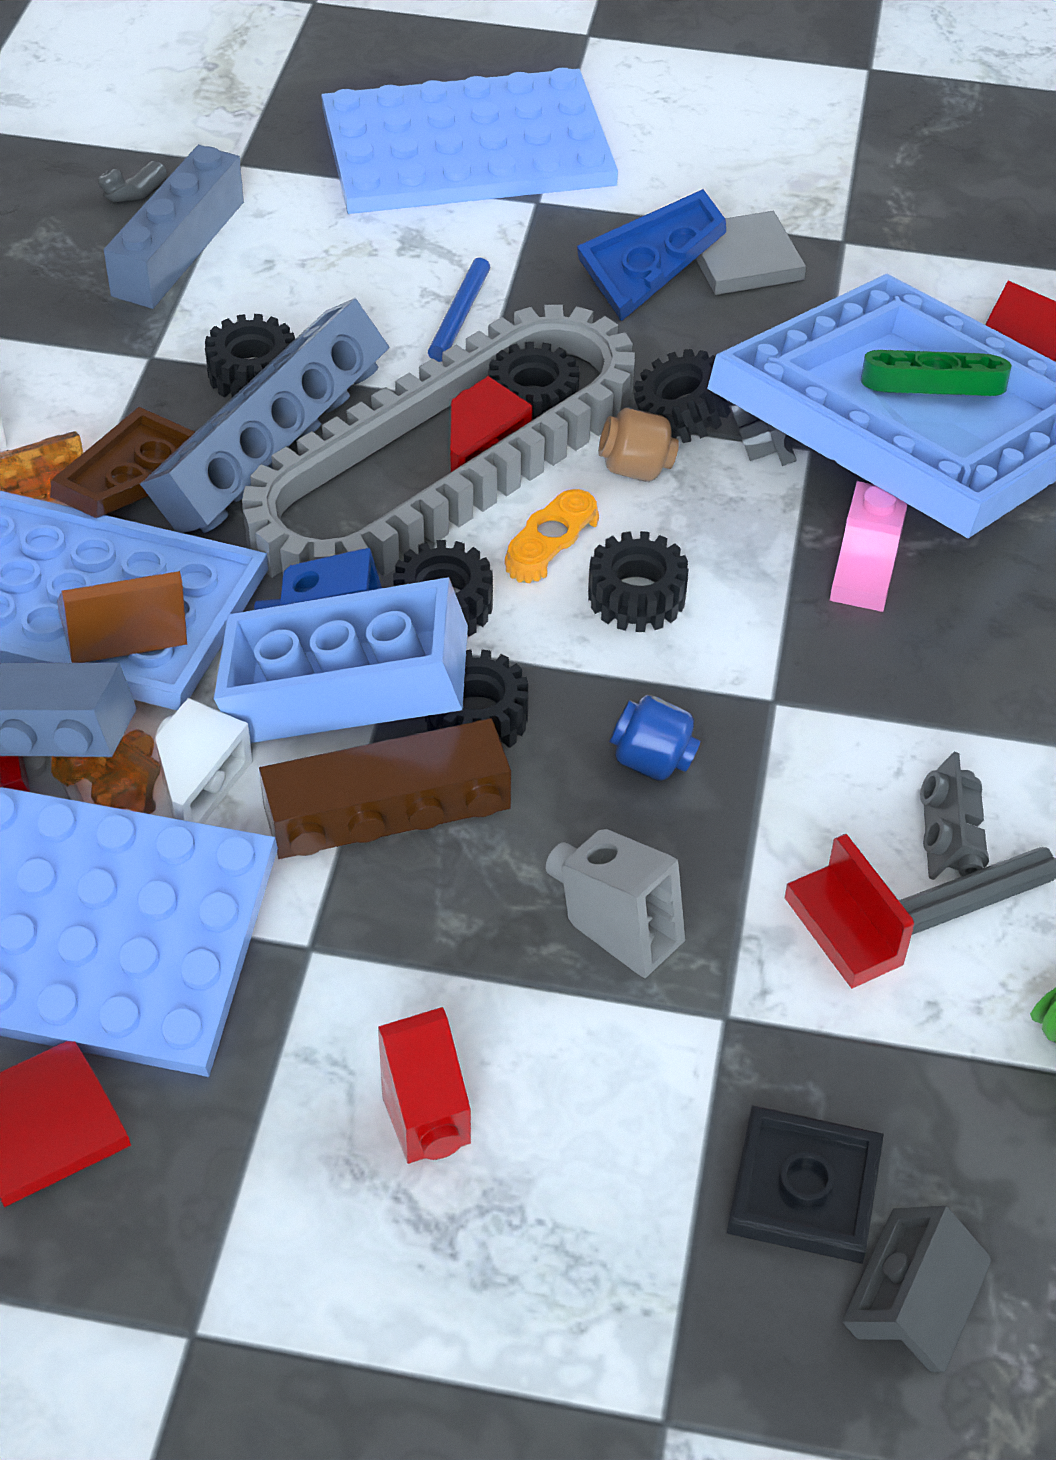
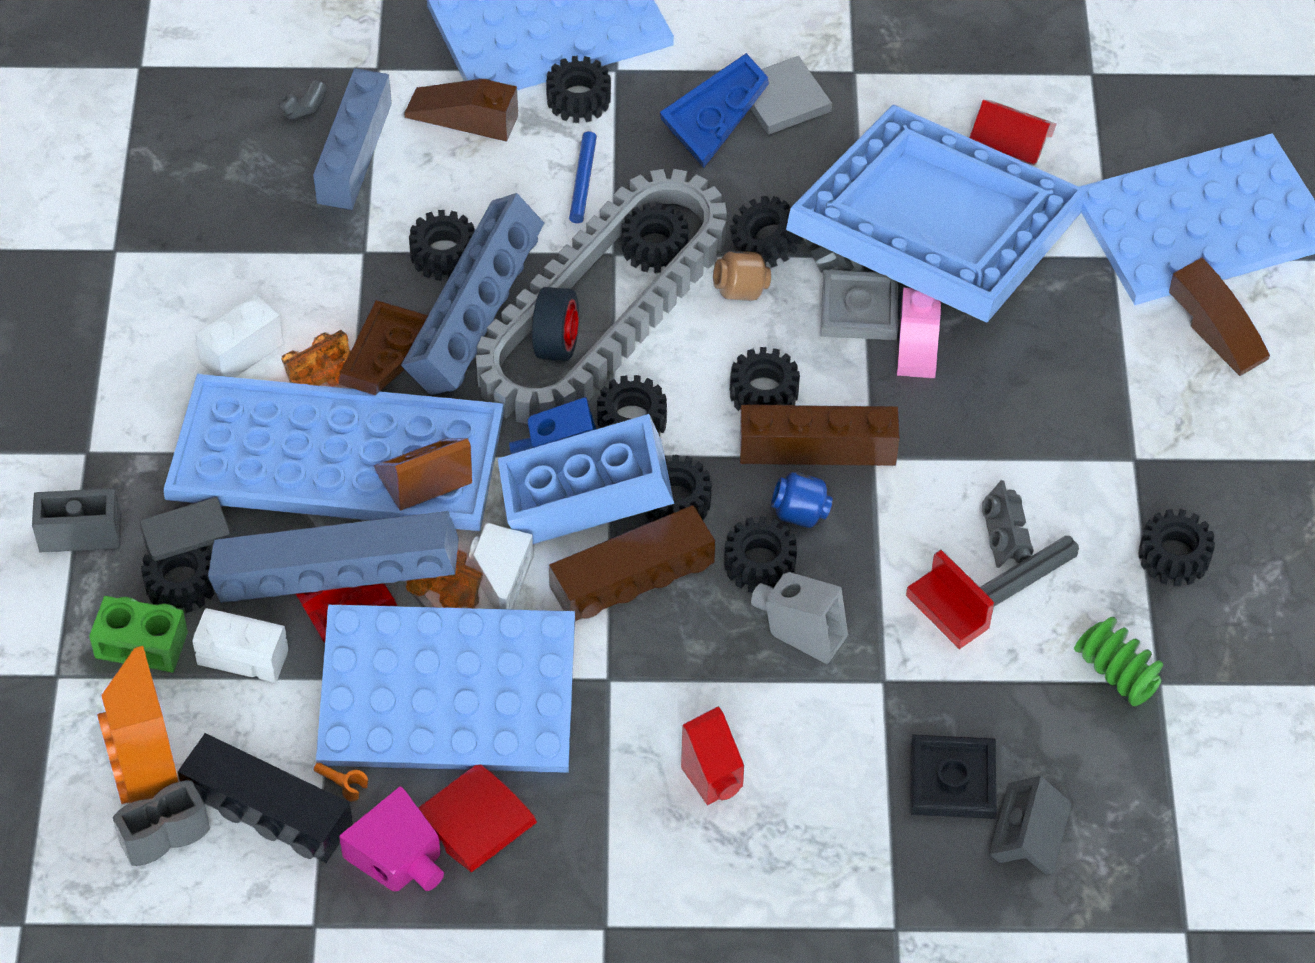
camera: 10 degrees left, 5 degrees up
(339, 211) = (467, 106): none -> reddish brown slope
(365, 463) = (555, 324): none -> black wheel
(480, 211) = (578, 74): none -> black tyre
(483, 418) = (627, 275): red slope -> none
(531, 551) = (684, 371): light orange piece -> none
(575, 779) = (763, 536): none -> black tyre
(698, 655) = (819, 435): none -> reddish brown brick
(794, 505) = (859, 305): none -> light grey tile
(935, 372) = (943, 189): green beam -> none

